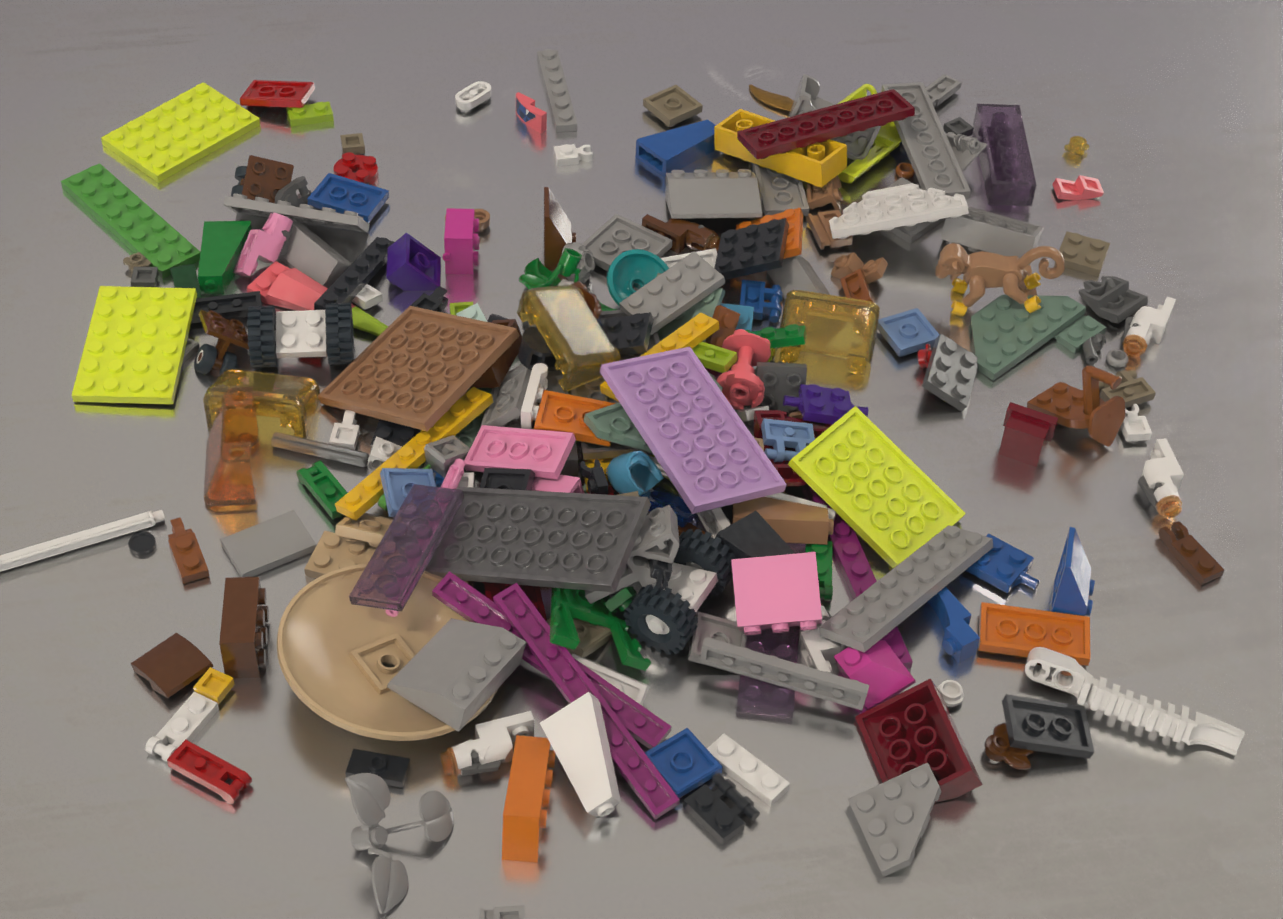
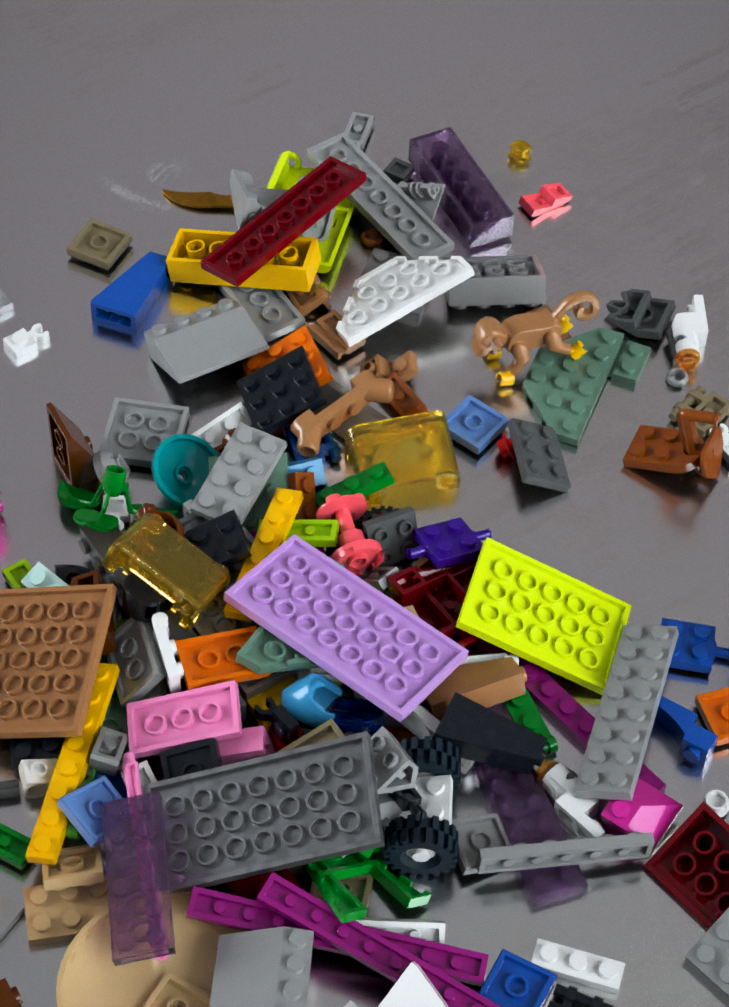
camera: 25 degrees left, 5 degrees up
(683, 233) = (198, 394): reddish brown plate -> none
(763, 284) = (365, 389): none -> medium nougat plate
(776, 593) = (524, 774): bright pink container -> none
(785, 434) = (434, 592): medium blue plate -> none
(1026, 434) = (644, 497): dark red plate -> none
(1084, 253) = (587, 272): dark tan plate -> none
(1092, 346) = (649, 373): dark grey arm -> none

